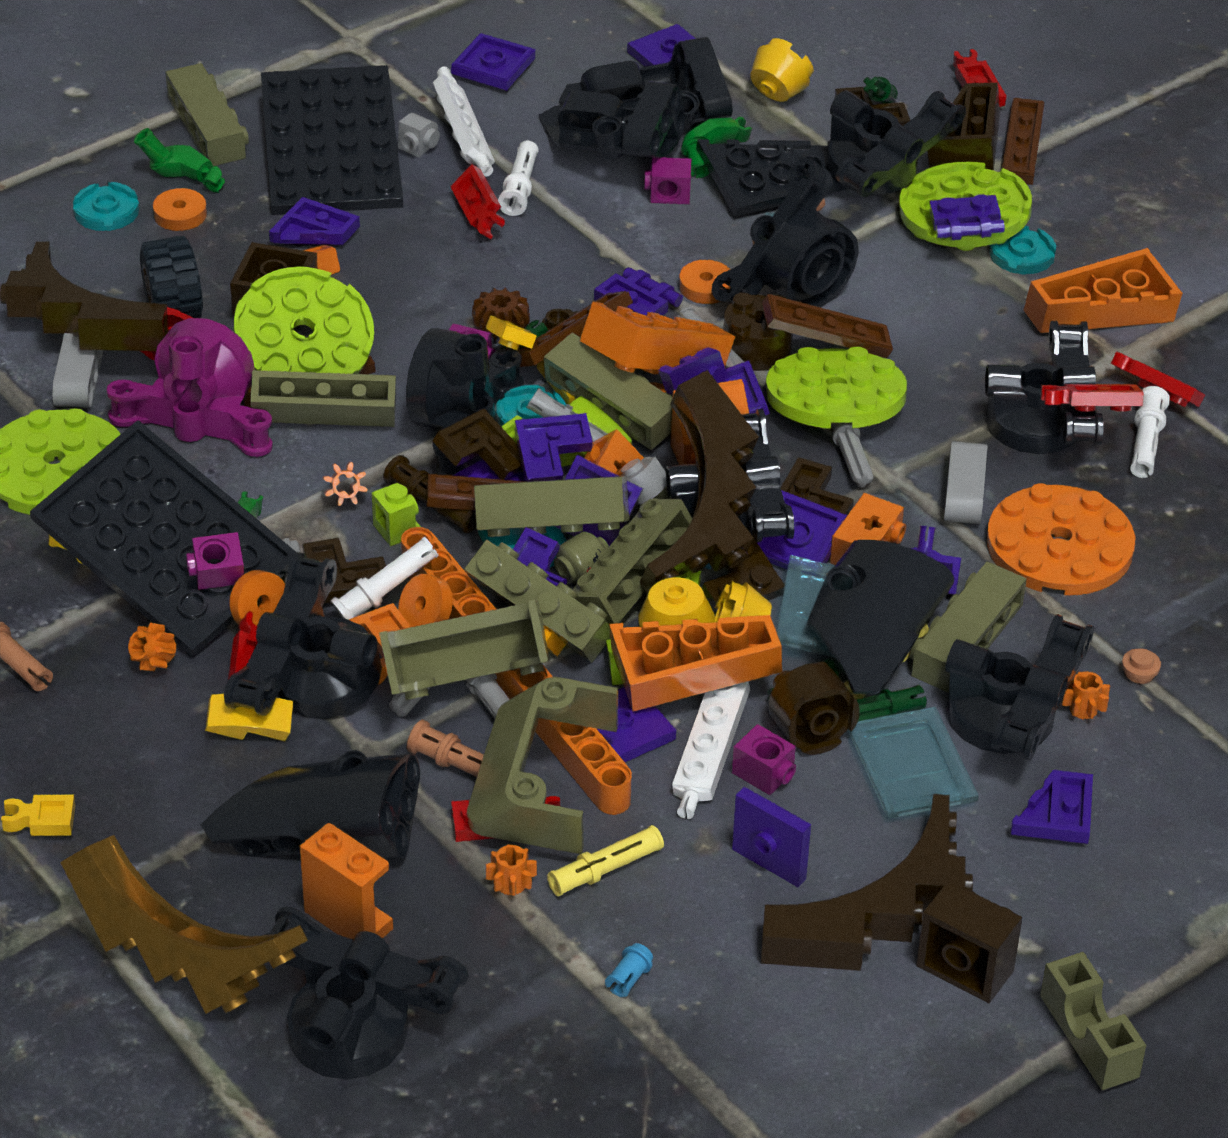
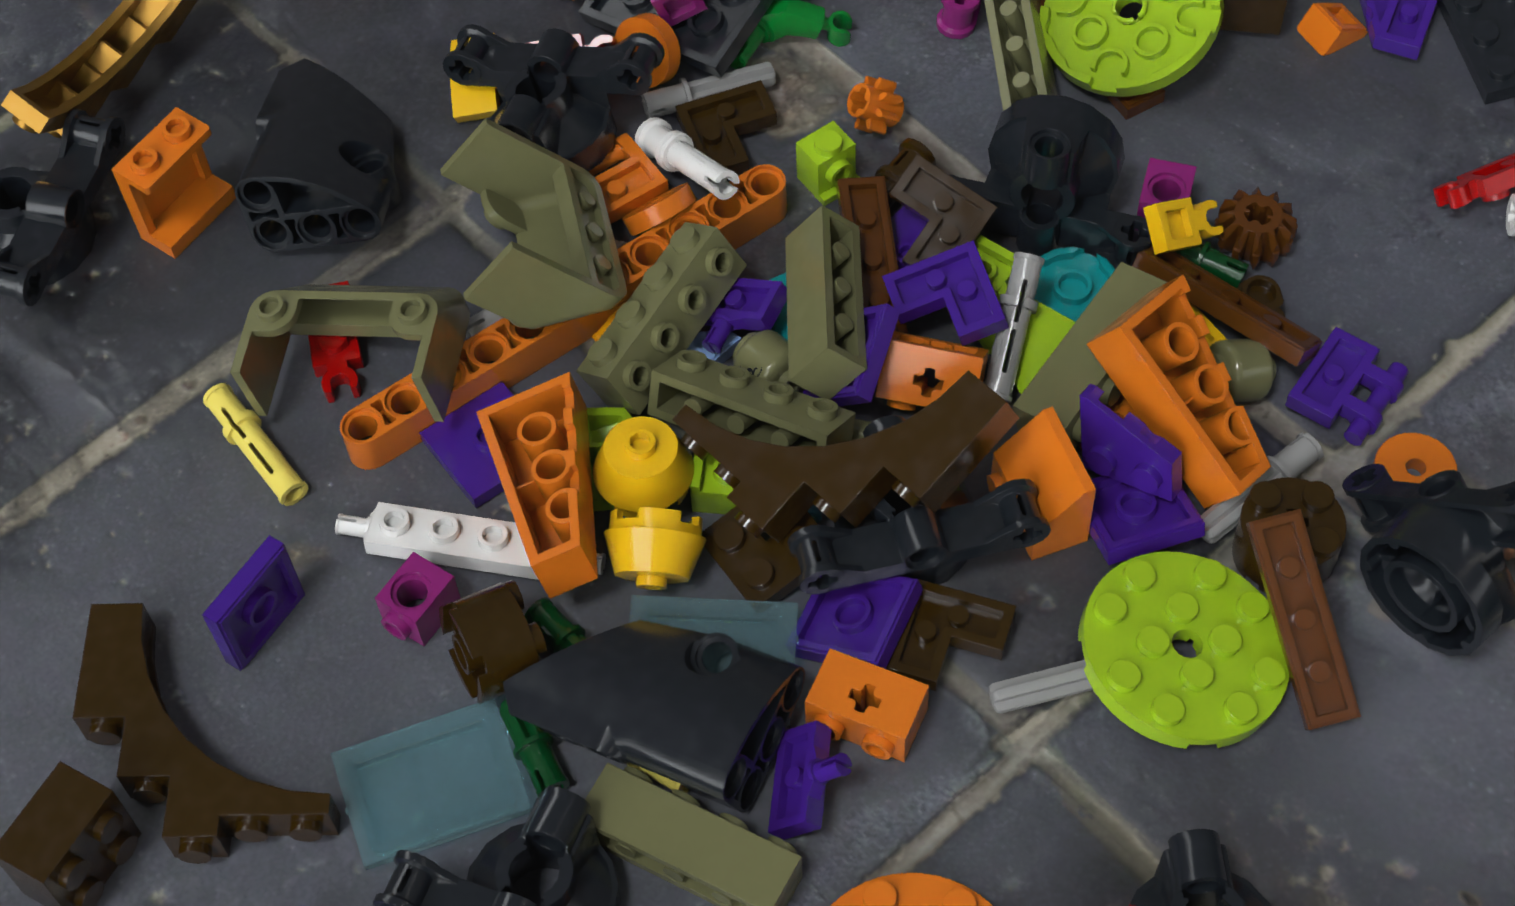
camera: 90 degrees right, 15 degrees up
(443, 748) = (430, 266): nougat pin -> none
(511, 870) = (224, 345): orange gear -> none
(635, 961) = (93, 487): dark azure pin -> none
(646, 474) = (904, 396): light grey plate -> none
(965, 482) = (1007, 838): light grey beam -> none

